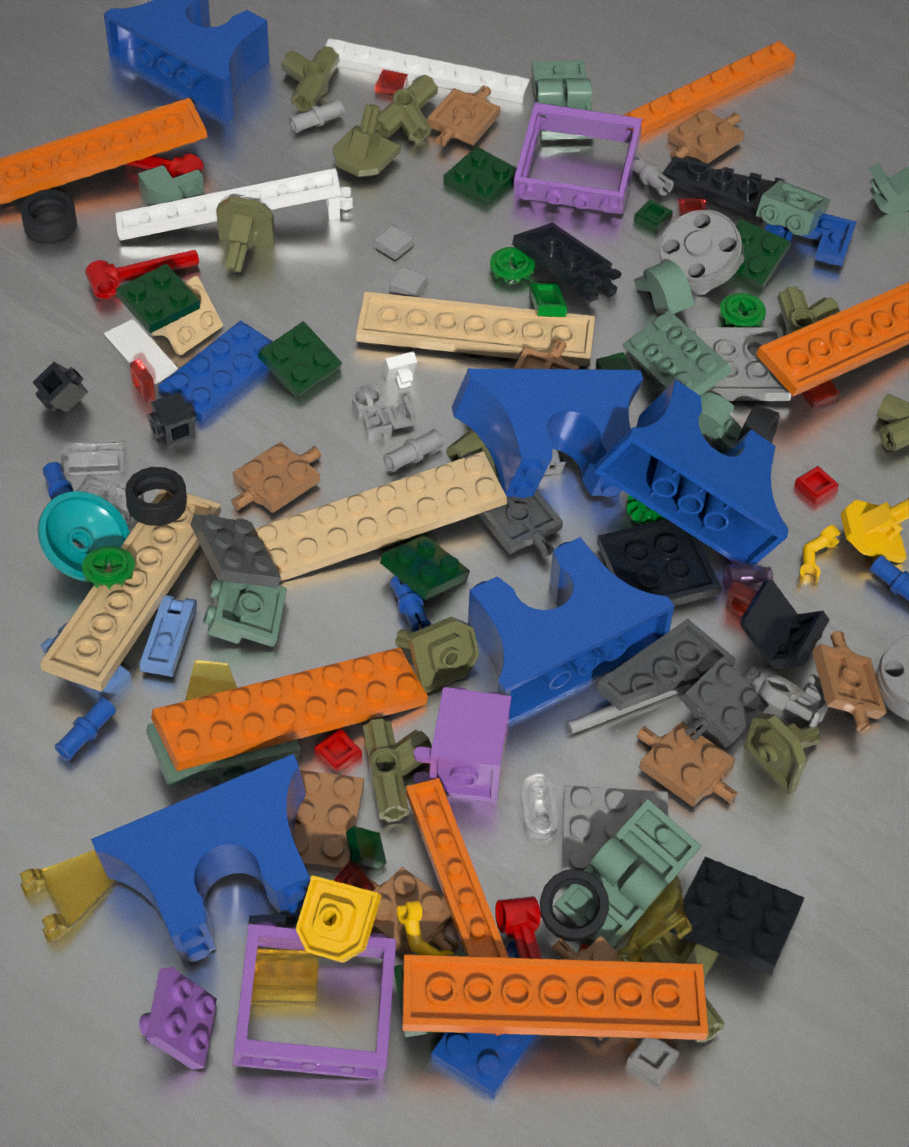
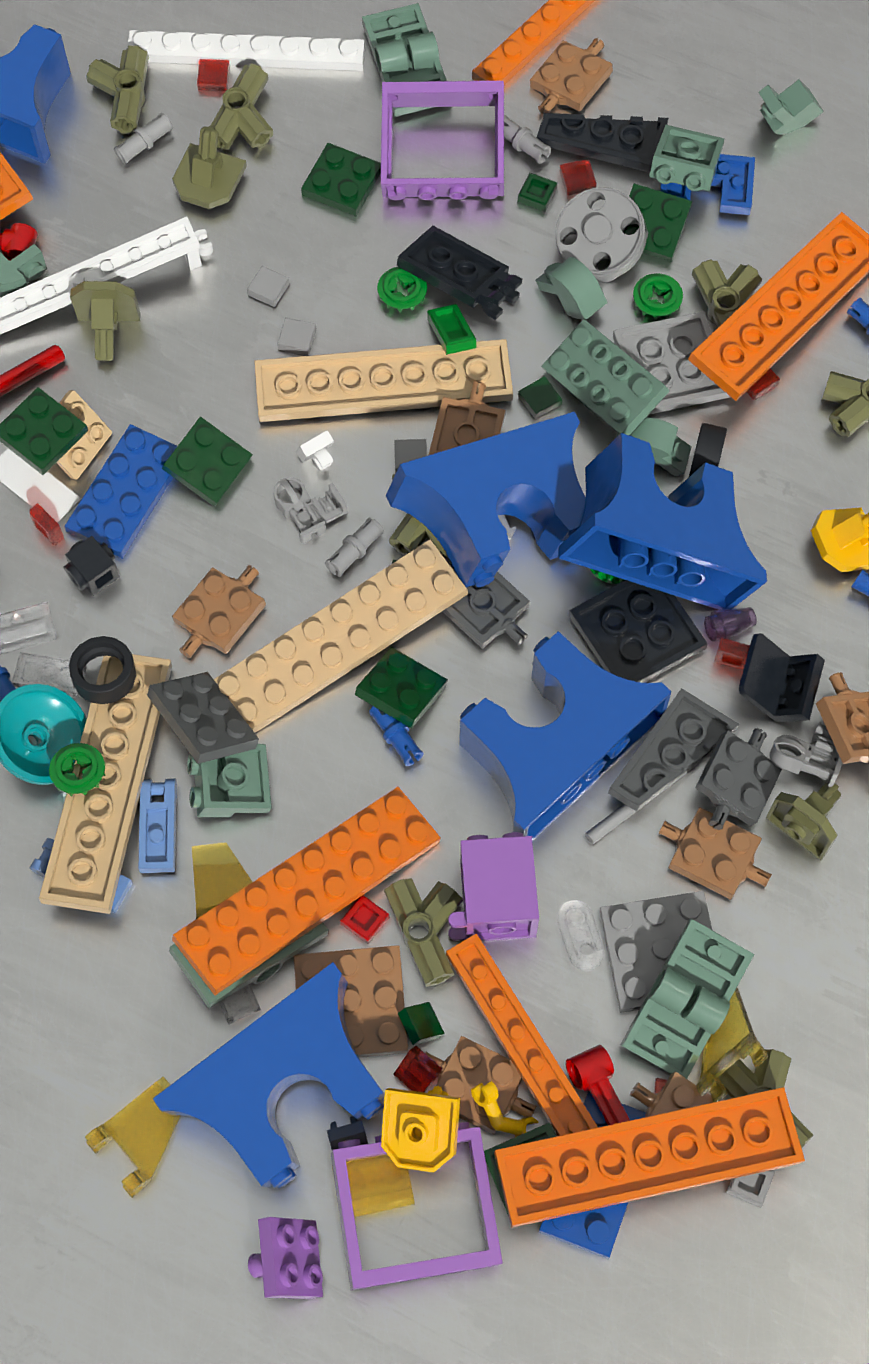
camera: 10 degrees left, 15 degrees up
(85, 728) = (103, 954): blue pin -> none
(441, 652) = (441, 788): olive piece -> none
(464, 116) = (304, 105): medium nougat plate -> none
(593, 885) = (669, 1060): black tyre -> none
(739, 915) = (804, 1013): black plate -> none
(816, 485) = (777, 495): red tile -> none
(826, 538) = (800, 559): yellow arm -> none

